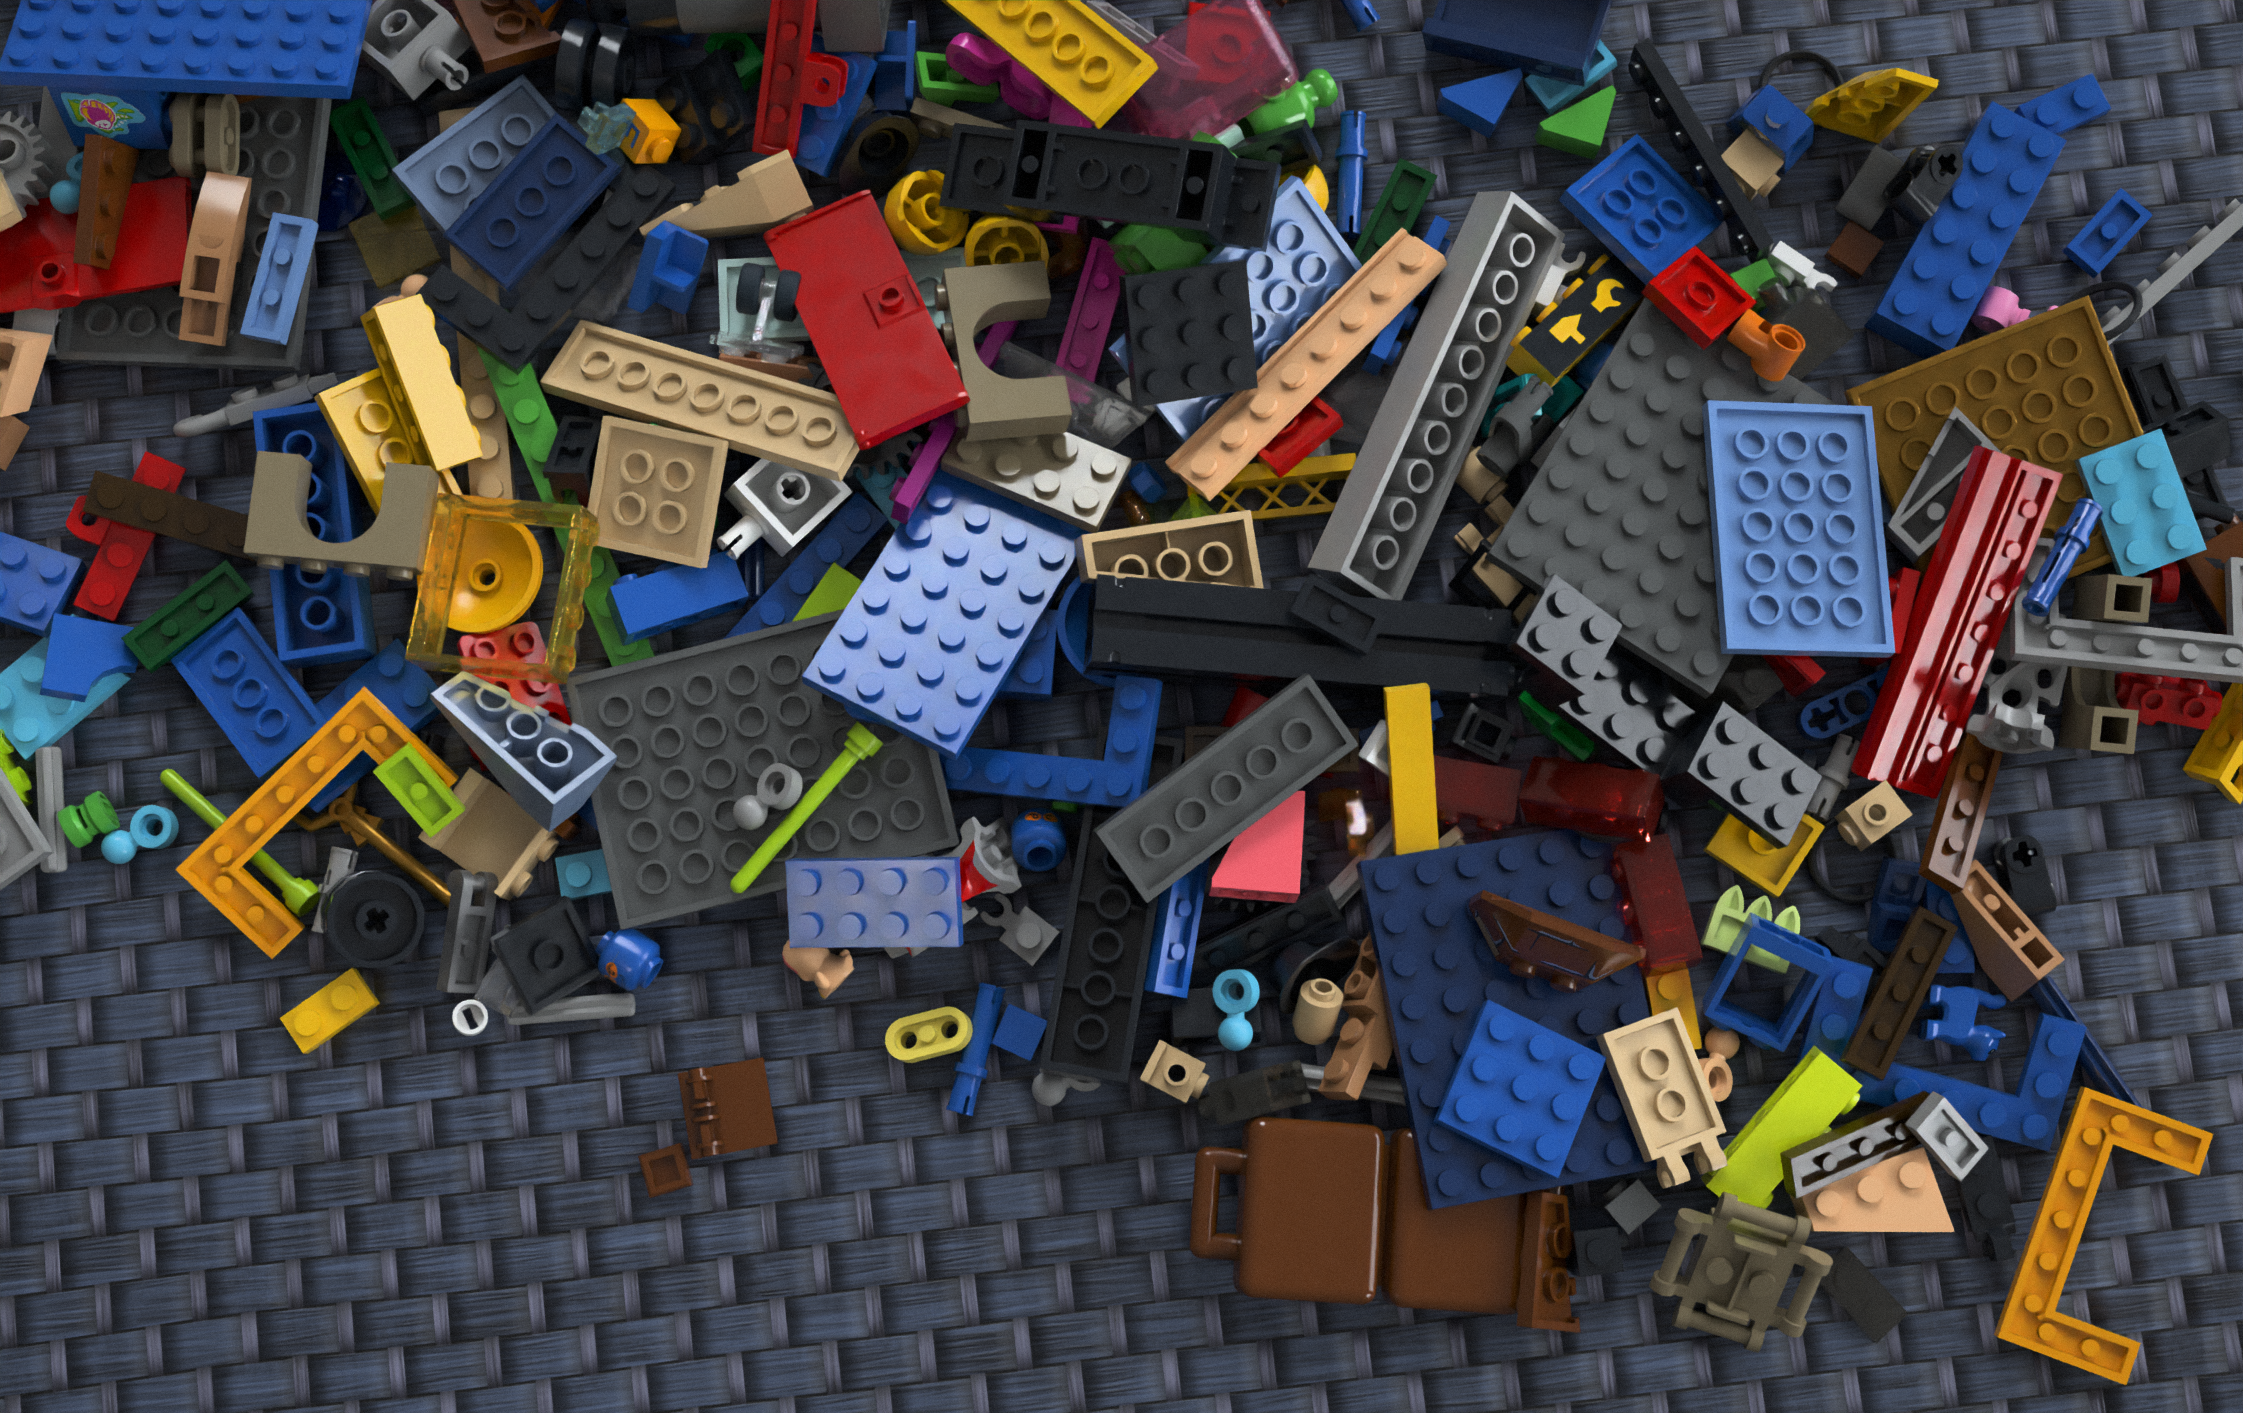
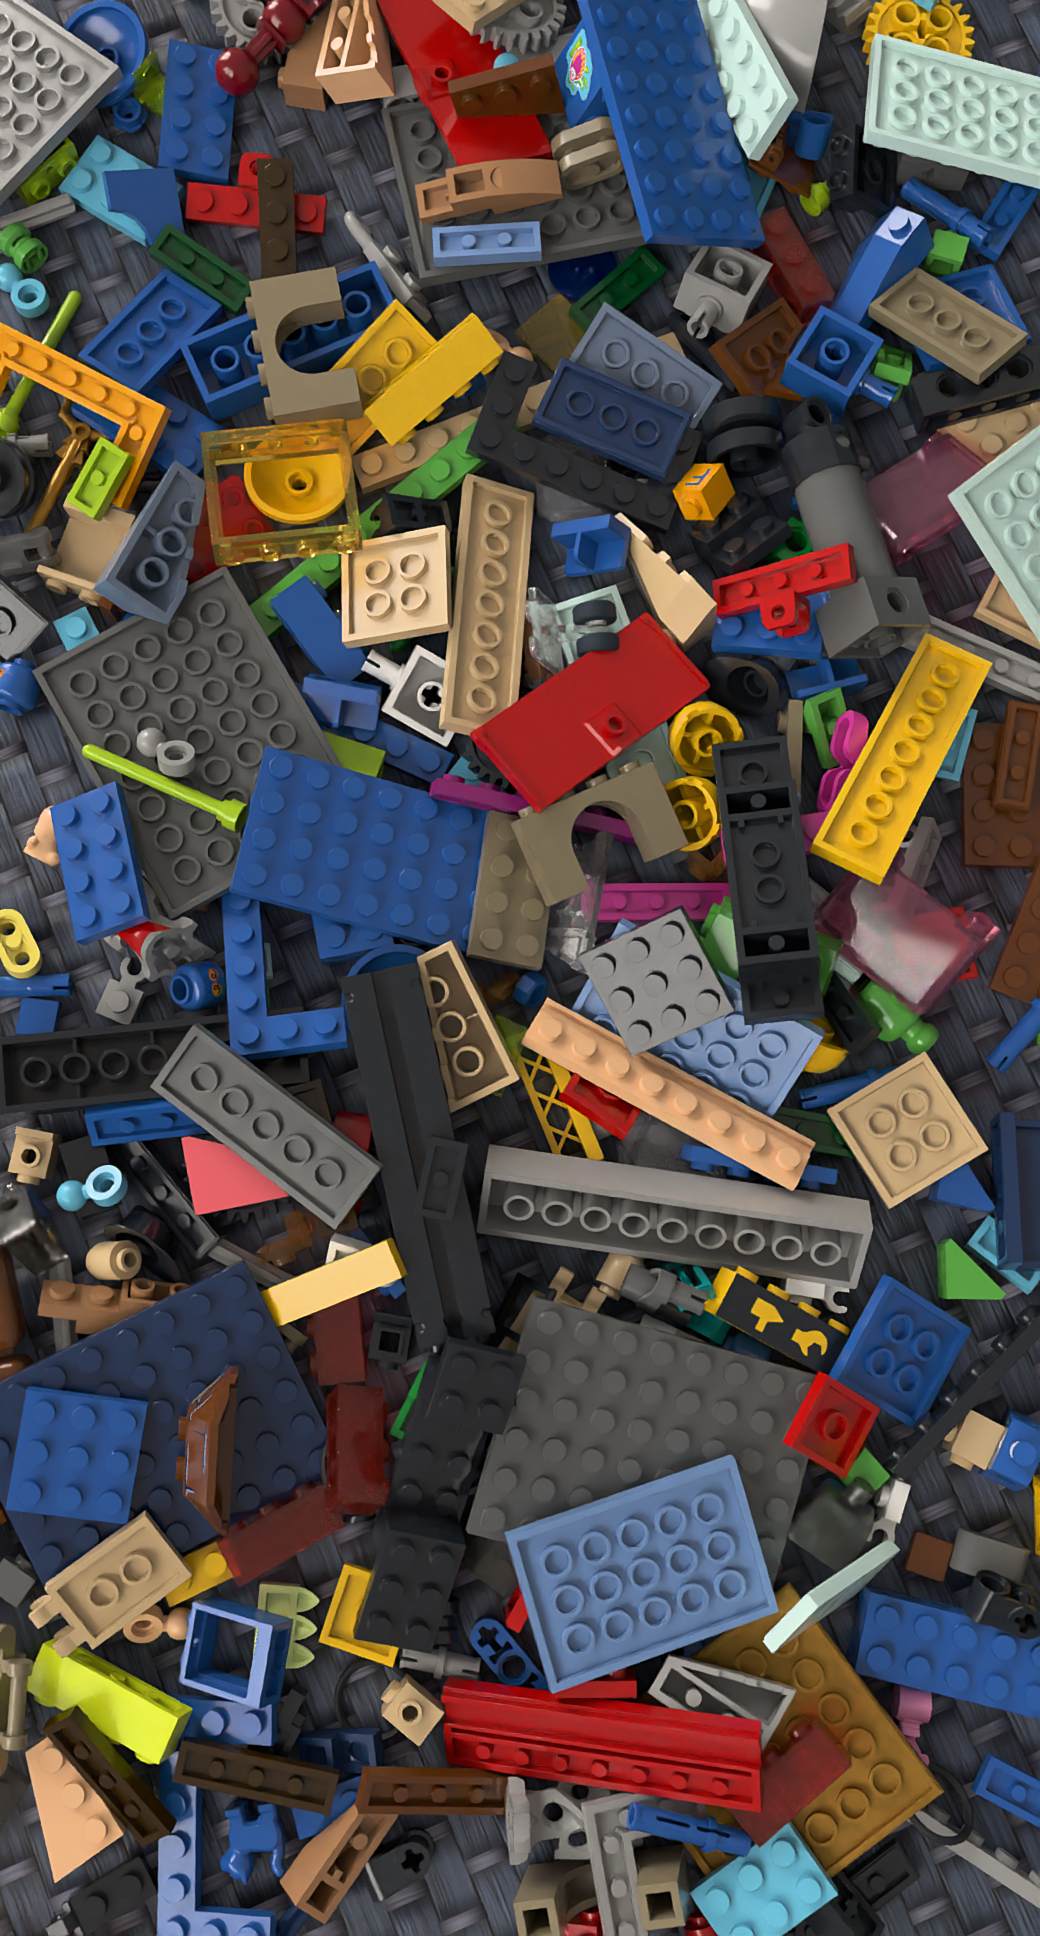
camera: 70 degrees right, 0 degrees up
(606, 125) = (693, 456): clear light blue tile -> none
(764, 589) = (343, 701): none -> blue panel
(1415, 130) = (907, 1130): none -> tan plate
(1769, 346) = (804, 1503): orange piece -> none
(1869, 346) = (830, 1595): none -> light aqua tile
(1946, 1136) = (138, 1853): light grey plate -> none
(2037, 434) = (794, 1777): none -> clear red brick

